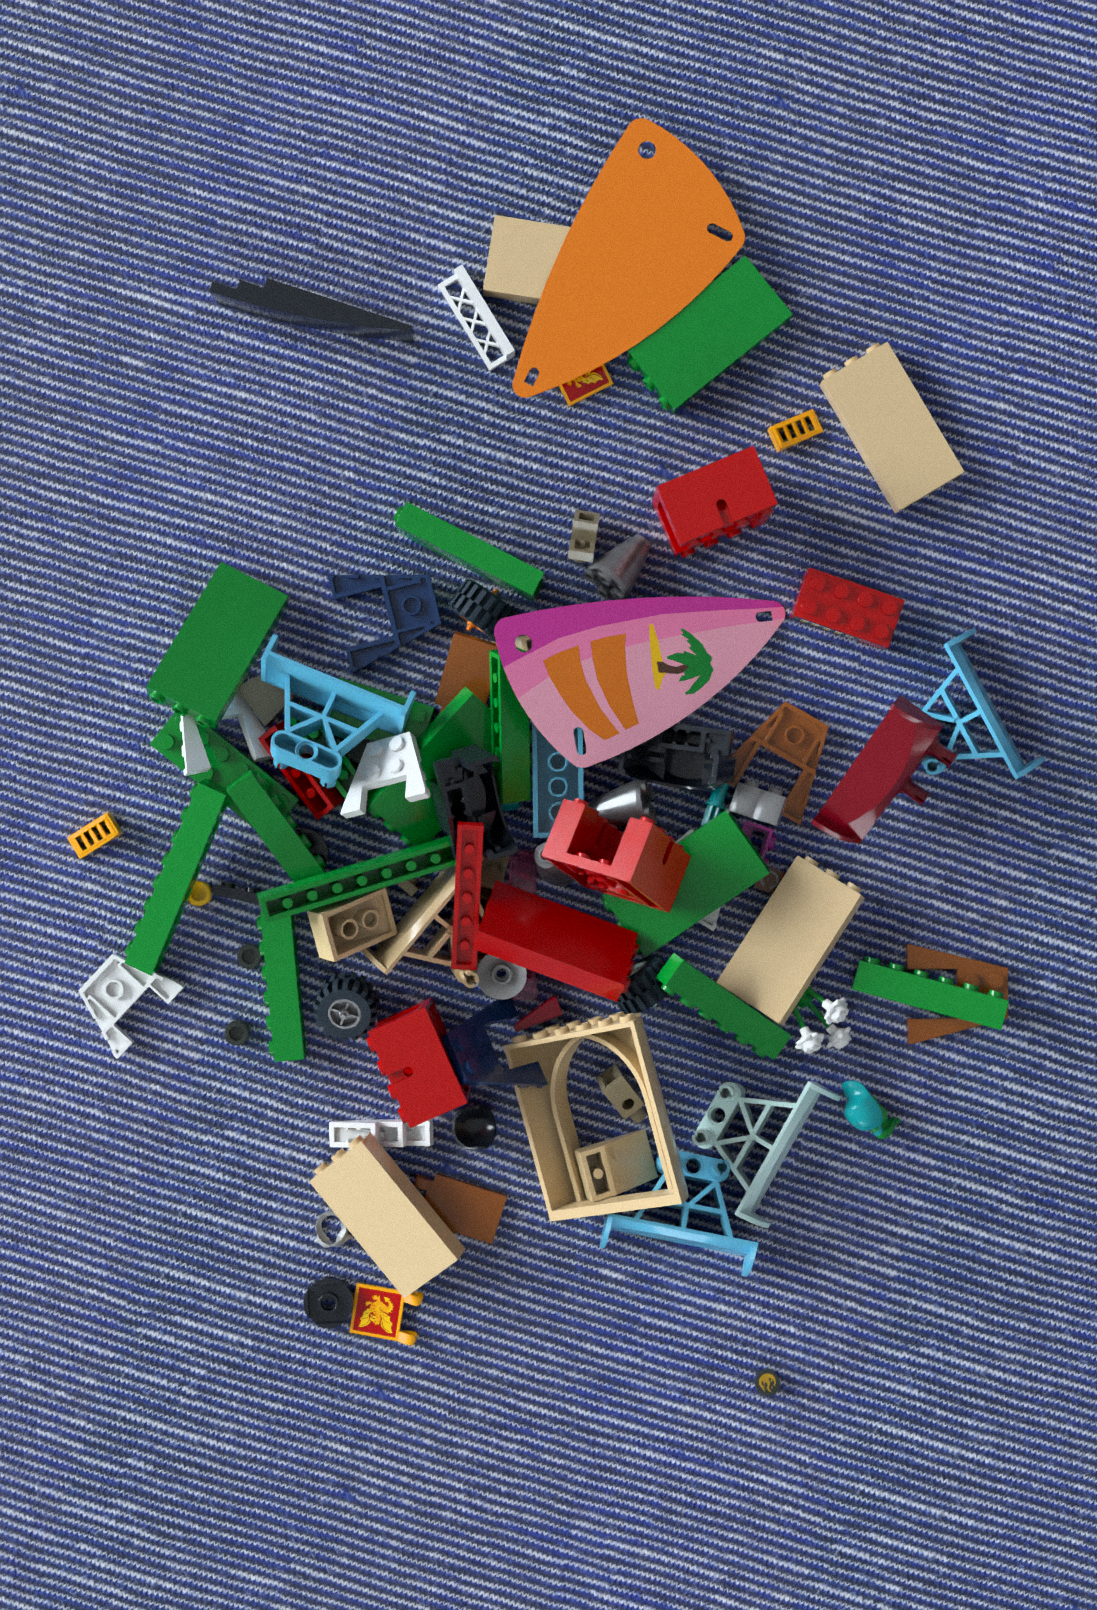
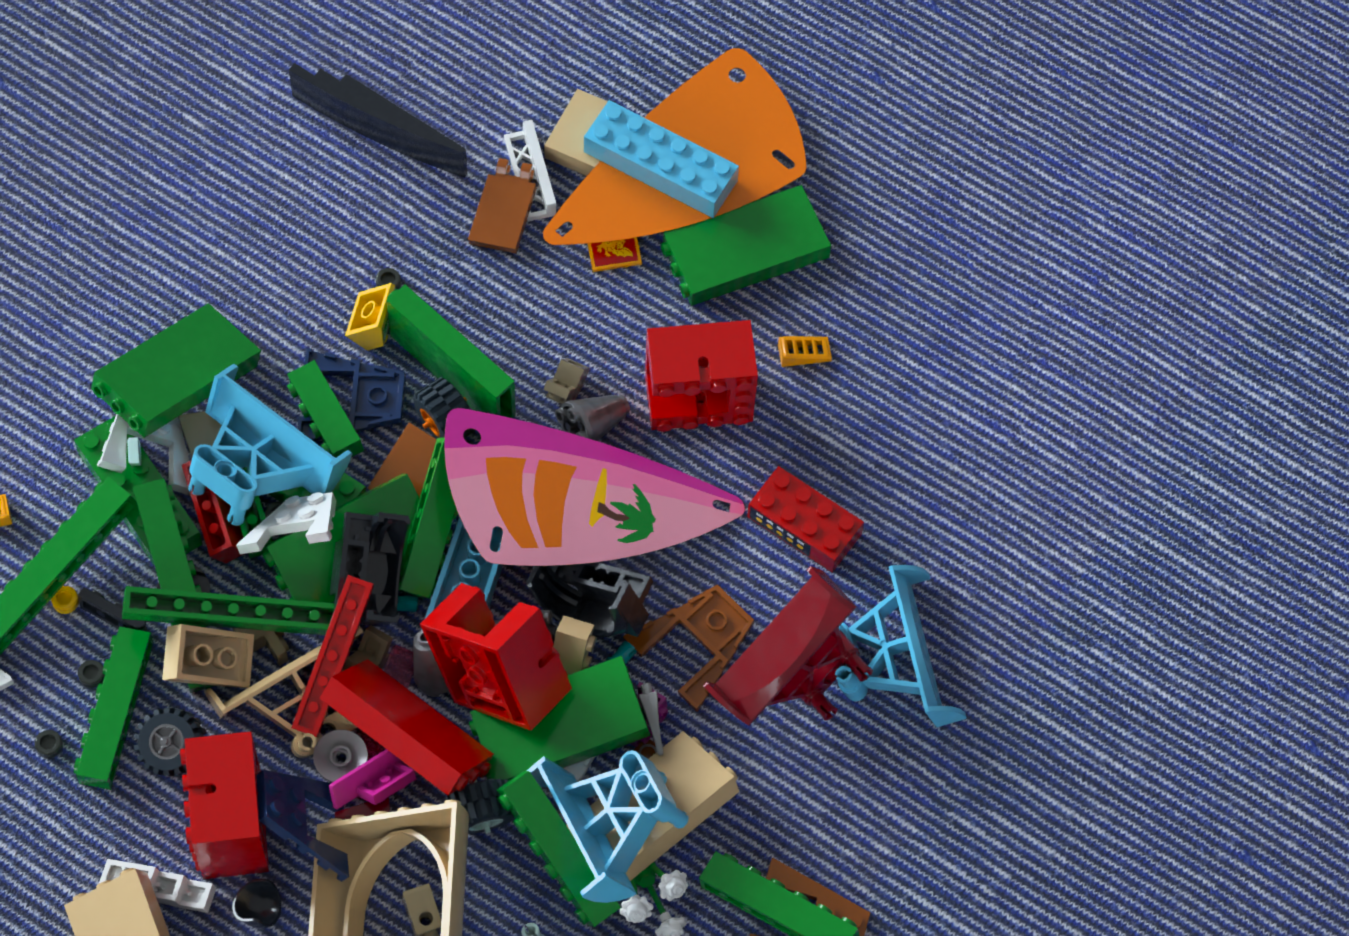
camera: 15 degrees right, 25 degrees down
(212, 747) = (134, 451): none -> light aqua tile
(370, 642) = (324, 410): none -> green brick
(378, 528) = (369, 318): none -> yellow slope
(379, 478) = (388, 276): none -> pearl dark grey tile
(464, 368) = (503, 208): none -> dark orange tile
(535, 992) = (372, 780): none -> dark pink bracket
(603, 274) = (661, 158): none -> medium azure brick
(675, 807) = (573, 643): none -> tan brick
(746, 986) = (615, 790): none -> medium azure piece
(758, 803) = (664, 674): light grey brick -> none
(762, 843) = (649, 703): none -> light grey piece
(890, 426) = (898, 372): tan brick -> none

